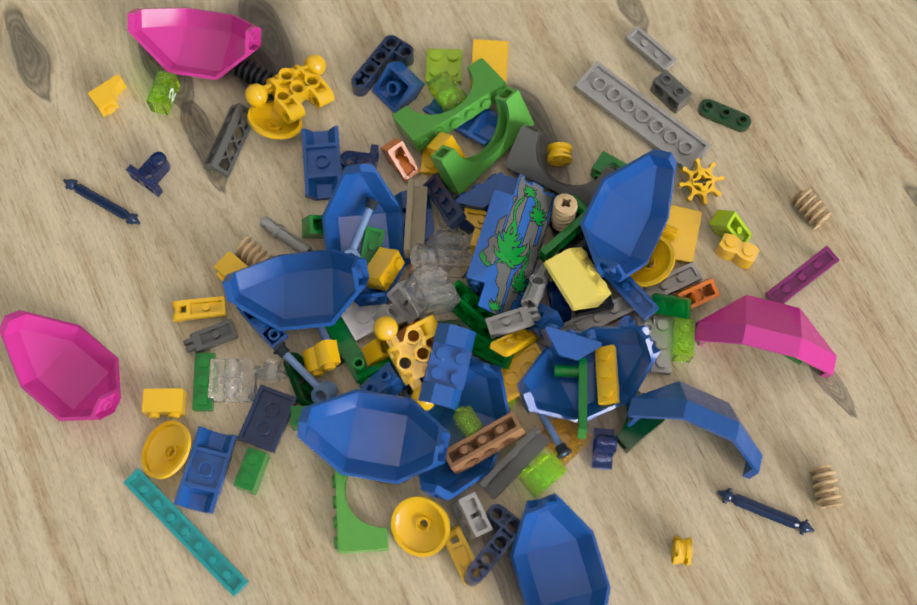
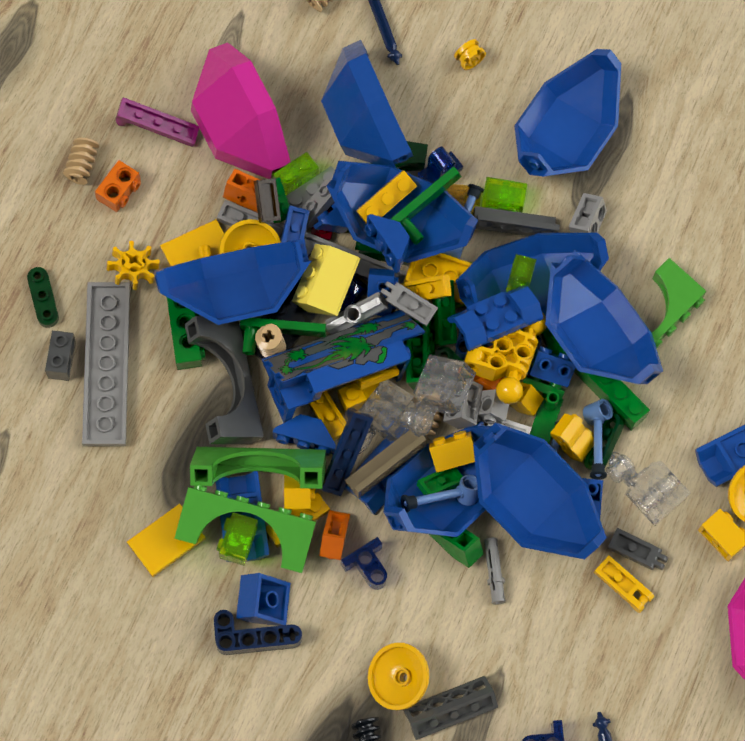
camera: 135 degrees left, 0 degrees up
(201, 402) = (677, 522): green plate -> none
(228, 264) = (565, 587): yellow arch -> none
(250, 253) = (536, 577): tan piece -> none
(251, 471) = (709, 413): green brick -> none
(267, 419) = (658, 441): dark blue plate -> none
(292, 87) = (336, 662): yellow connector -> none
(321, 162) = (397, 601): blue piece -> none
(410, 531) = (630, 248): yellow dish -> none
(444, 60) = (203, 580): lime plate -> none
(460, 552) = (620, 206): yellow plate -> none
(484, 443) = (515, 242): medium nougat brick -> none
(490, 549) = (598, 185): dark blue beam -> none
(559, 154) = (209, 400): yellow wheel -> none
(650, 49) = (26, 408): light grey plate -> none
(674, 290) = (267, 200): none -> dark brown tile
(730, 222) = (157, 211): lime slope -> none
(734, 250) = (175, 190): yellow brick -> none
(775, 216) = (113, 184): none -> orange brick

